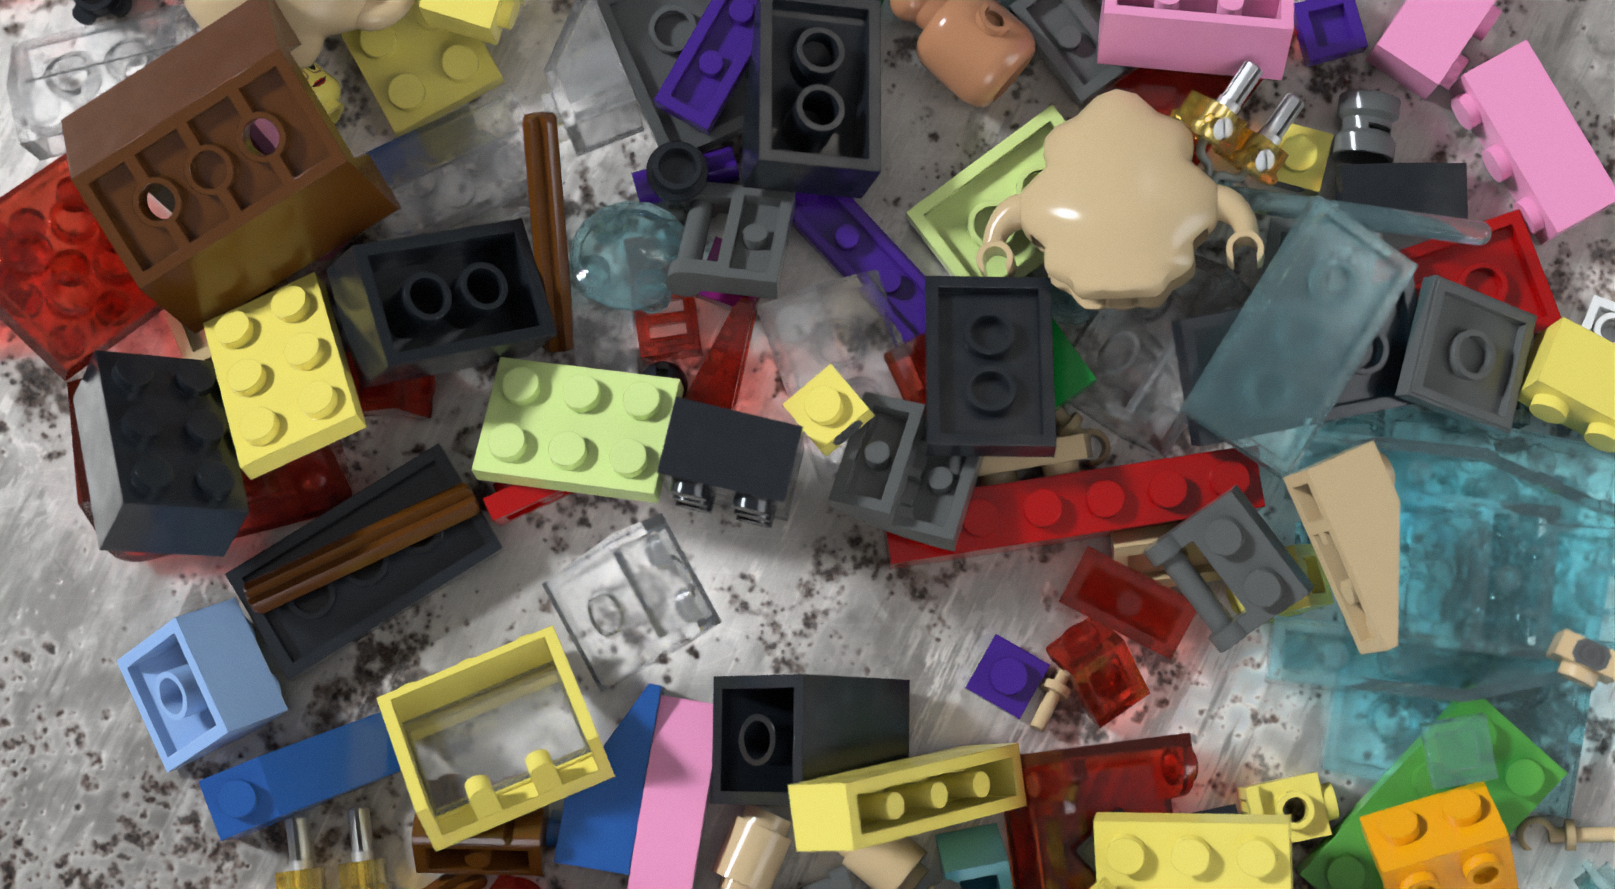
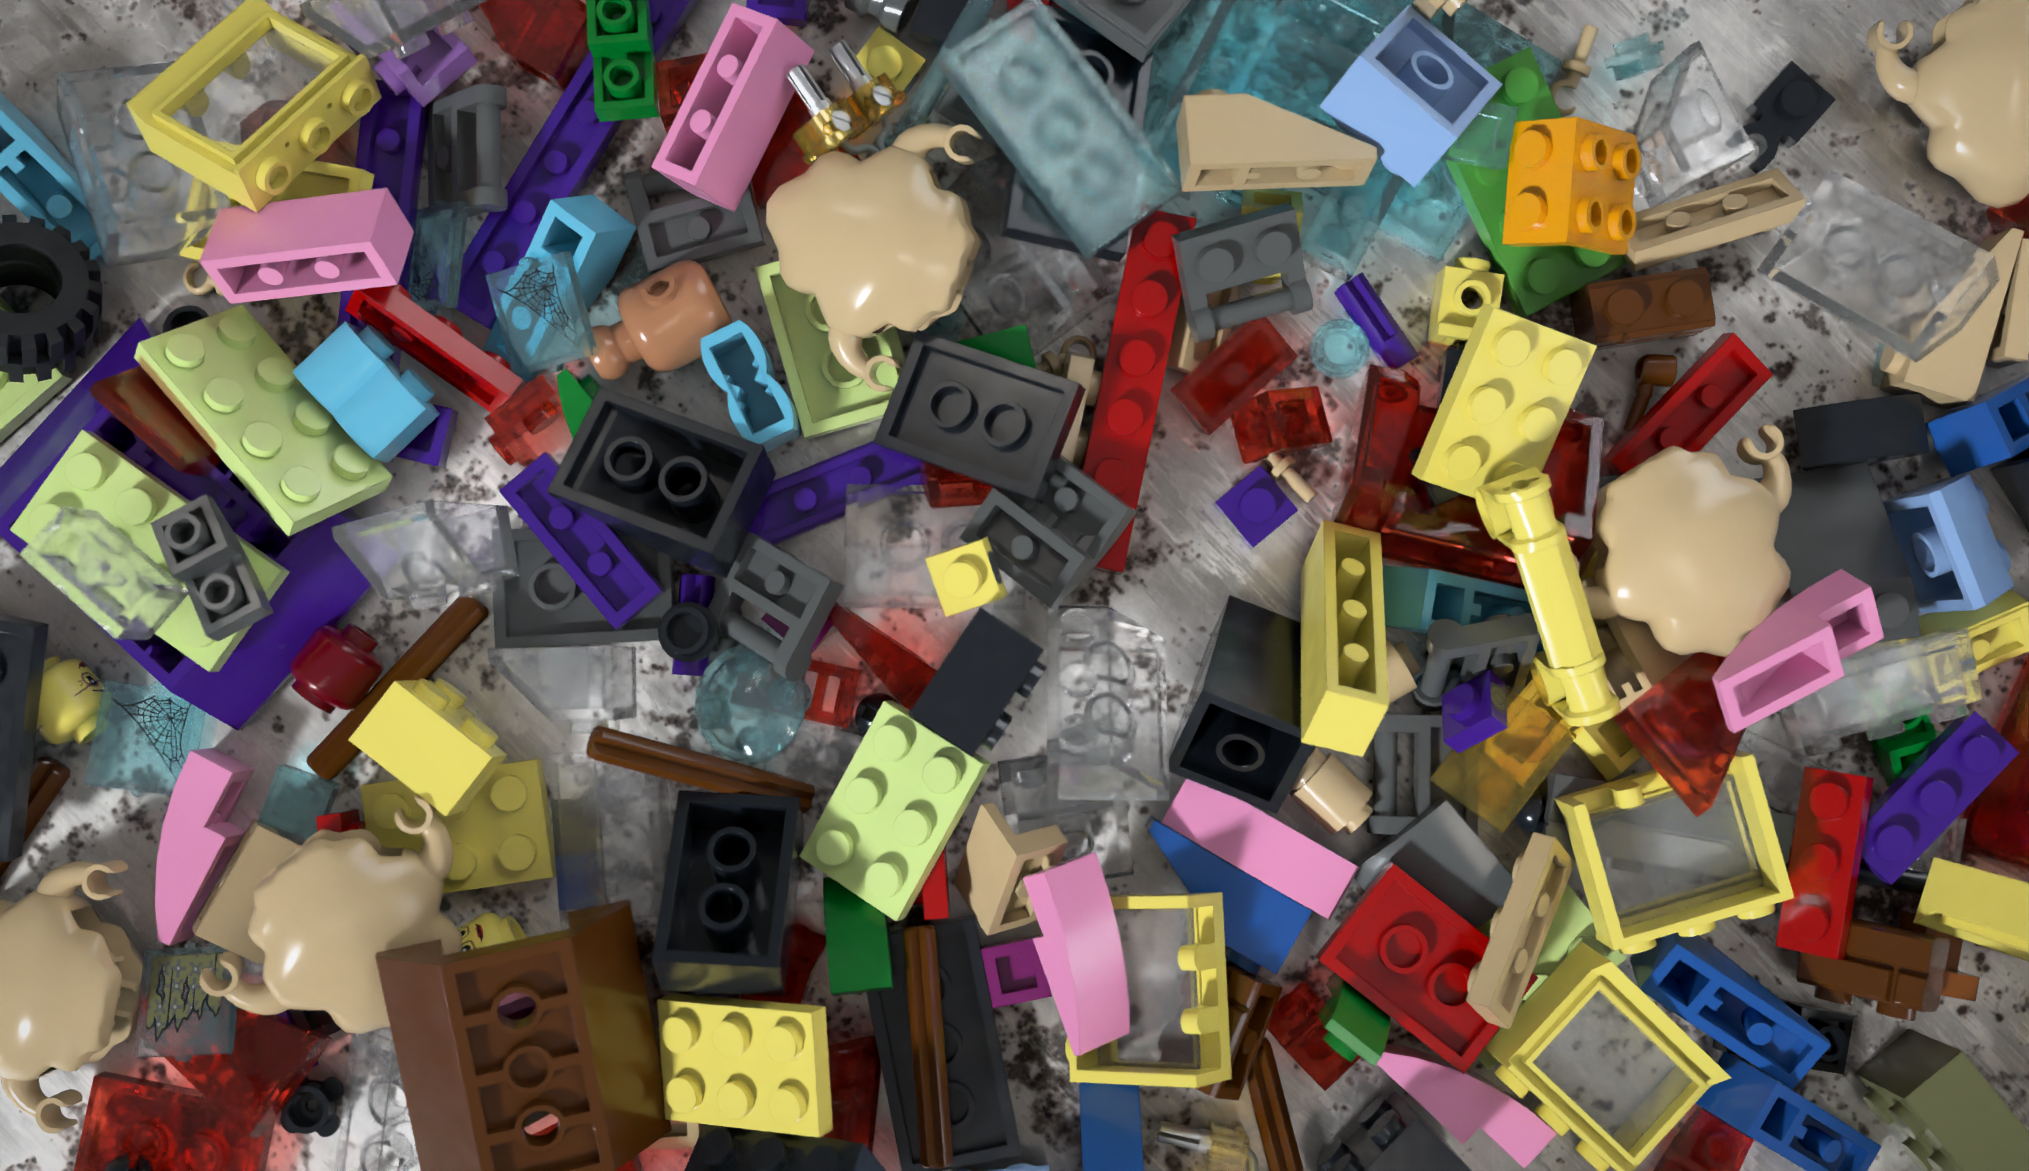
camera: 65 degrees left, 5 degrees up
(435, 441) = (855, 942): none -> green slope
(464, 610) = (1014, 972): none -> magenta plate
(506, 658) = (1081, 951): none -> bright pink slope
(557, 563) = (995, 868): none -> tan panel
(753, 594) = (1104, 707): none -> clear slope
(947, 133) = (747, 374): none -> medium azure brick
(1195, 700) = (1339, 349): none -> clear light blue plate
(1235, 728) = (1373, 317): none -> dark purple piece
(1465, 663) = (1410, 95): none -> light blue slope

